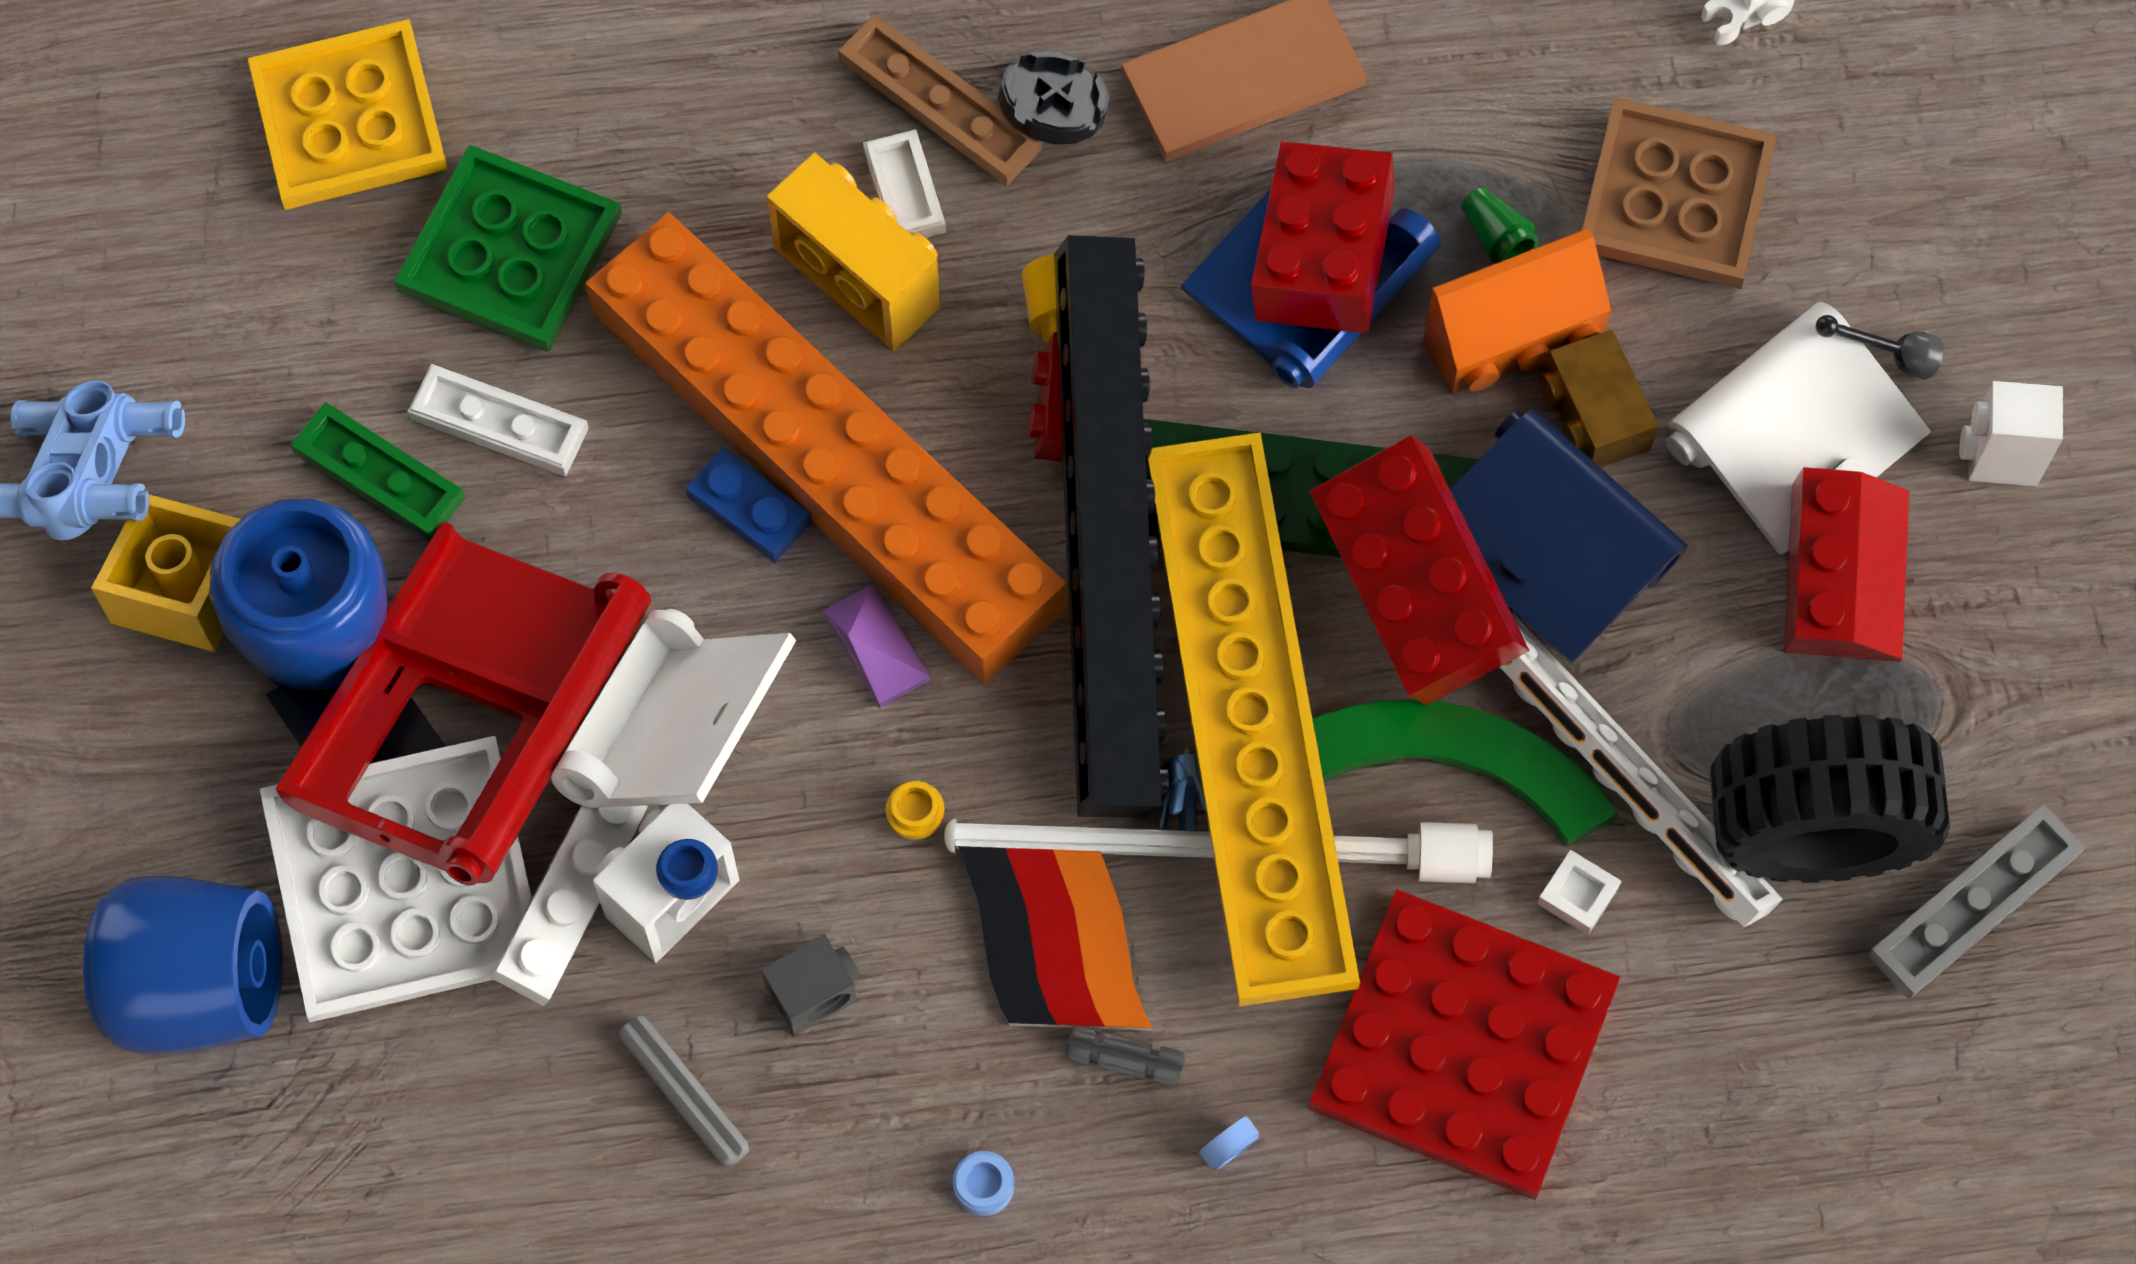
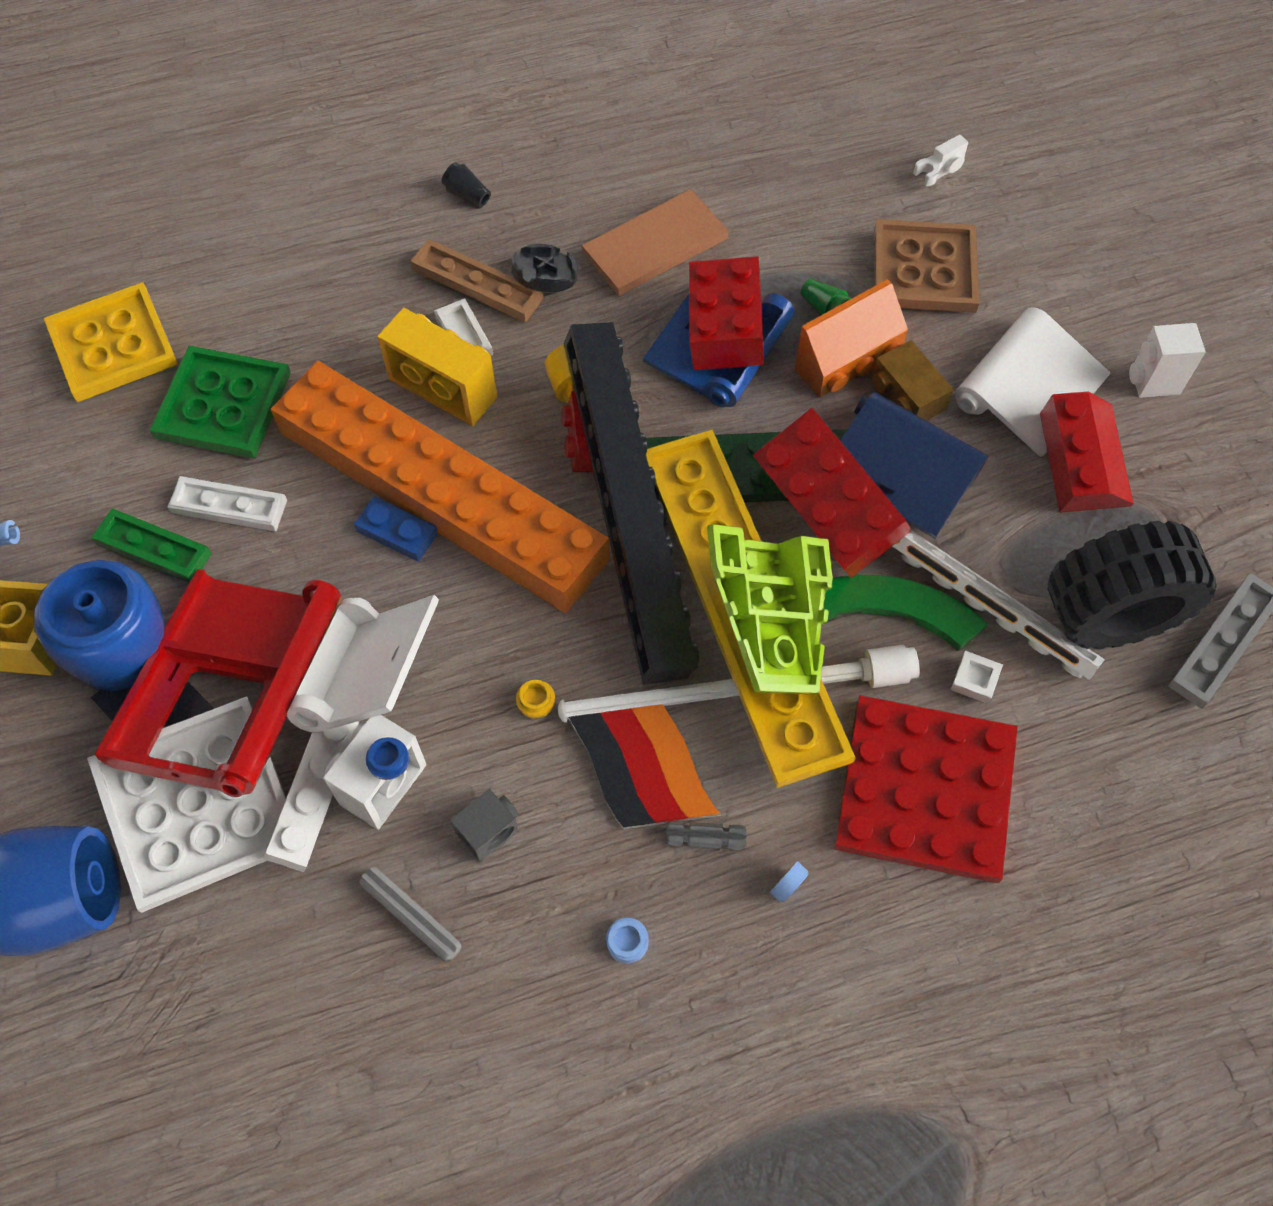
camera: 10 degrees left, 5 degrees down
(876, 645) = (492, 601): medium lavender slope -> none
(1183, 790) = (708, 654): flat silver piece -> none
(1285, 738) = (774, 605): none -> lime wedge
(1914, 353) = (1090, 330): hinge -> none

